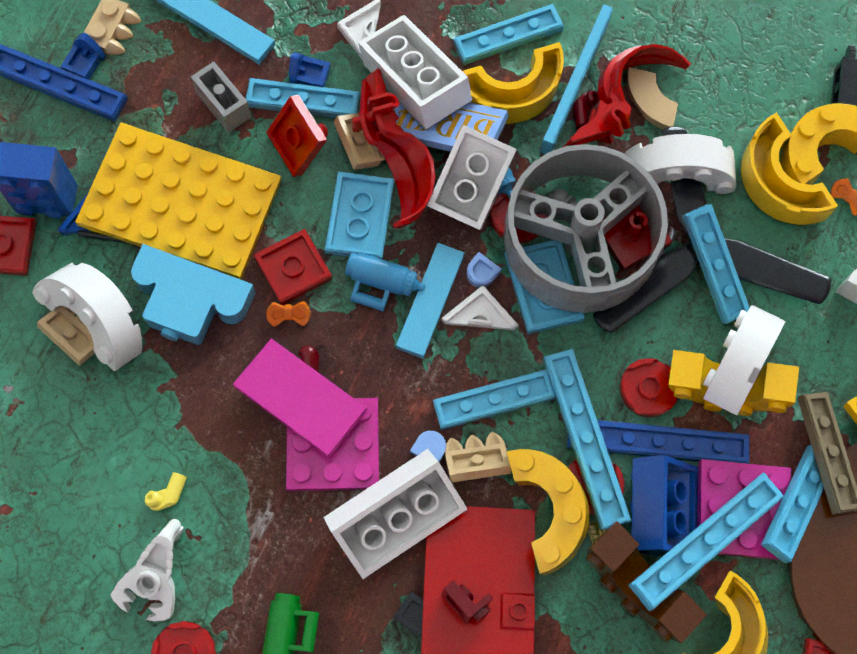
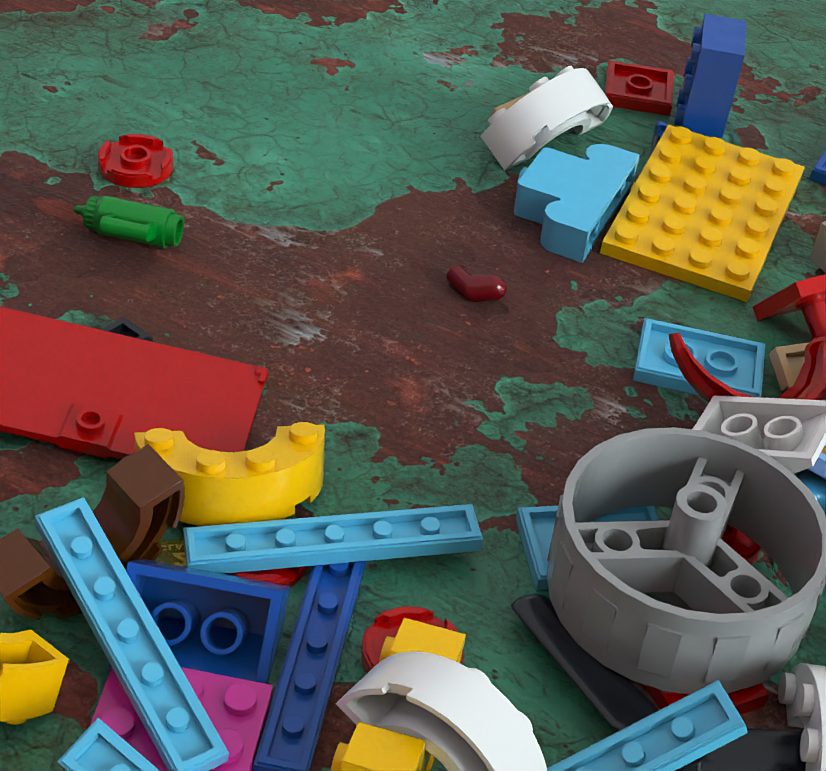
camera: 95 degrees right, 30 degrees down
(152, 575) = (229, 131): white animal -> none
(166, 497) = (325, 167): light yellow arm -> none
(278, 313) = (551, 269): orange piece -> none
(293, 267) = (619, 293): red tile -> none
(300, 397) = (429, 259): dark pink tile -> none
(350, 466) = (367, 299): dark pink plate -> none
(381, 275) = (606, 363): dark azure piece -> none
(395, 513) = (260, 324): white slope -> none
(430, 440) = (347, 383): light blue tile -> none
(431, 301) = (559, 407): medium azure tile -> none
(461, 601) = (117, 354): dark red bracket -> none
(476, 459) = (329, 407): tan plate -> none
(480, 311) = (549, 464): white tile -> none
(493, 399) = (410, 451): medium azure tile -> none

